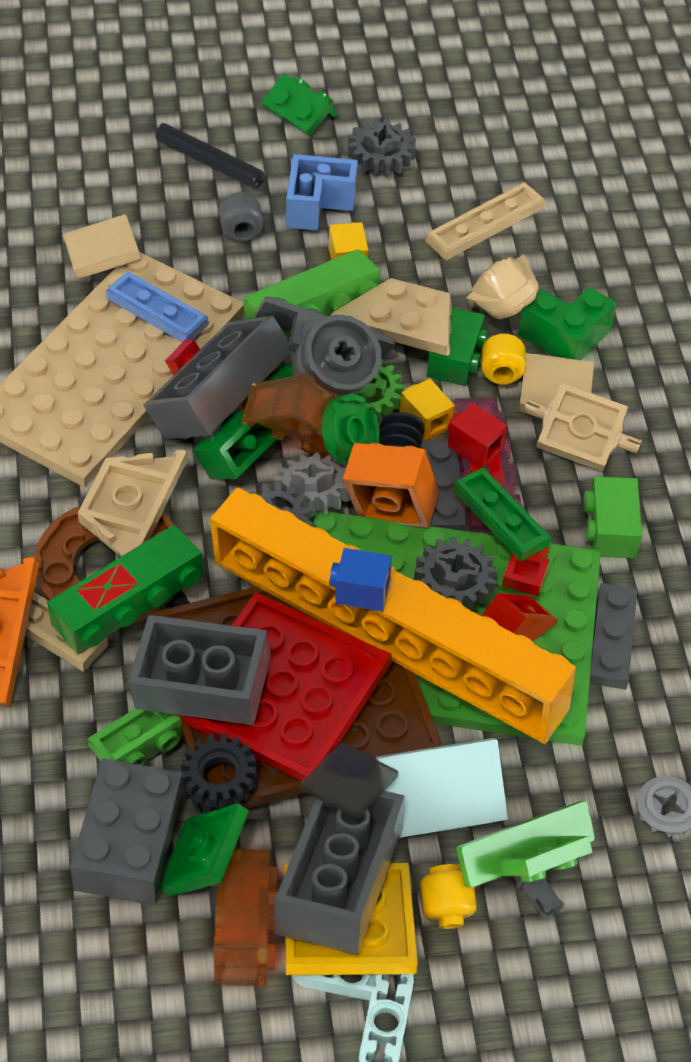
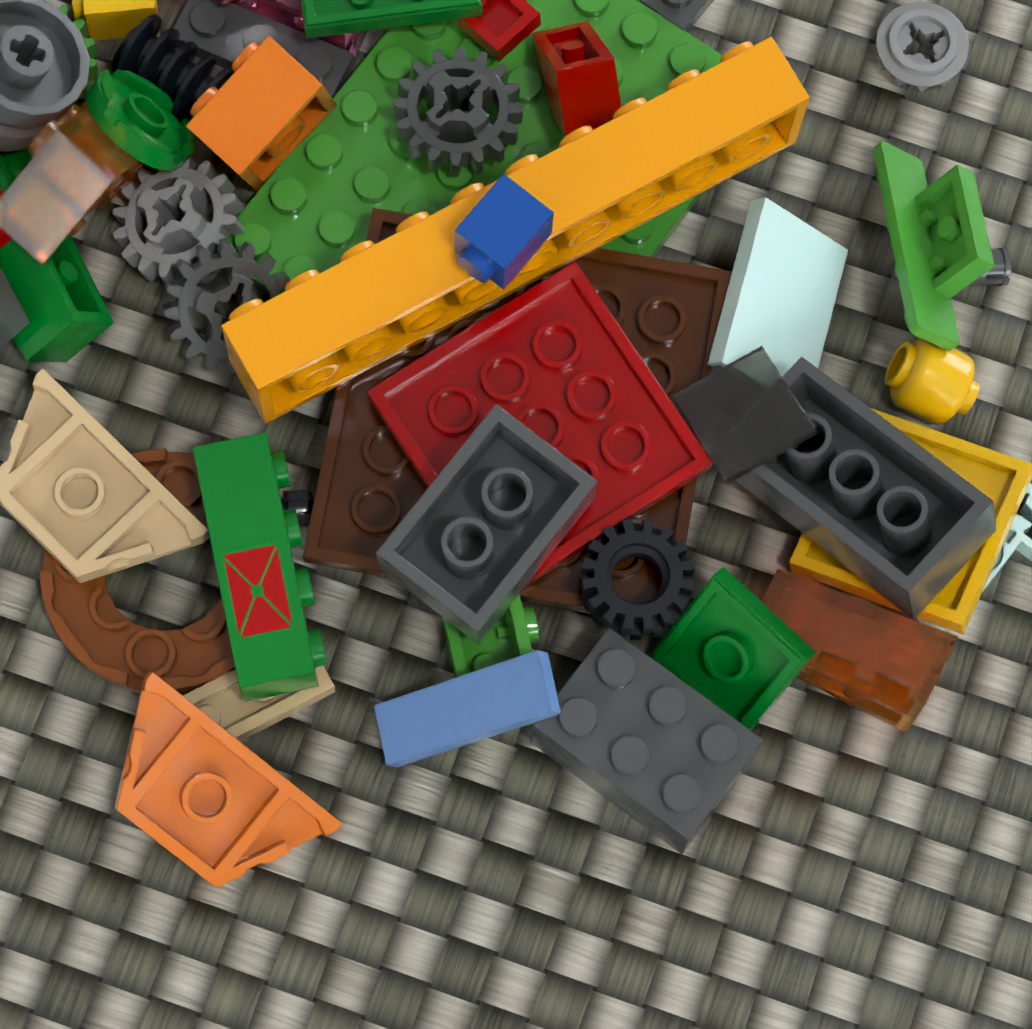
camera: 65 degrees left, 20 degrees up
(99, 727) = (467, 709): none -> medium blue tile

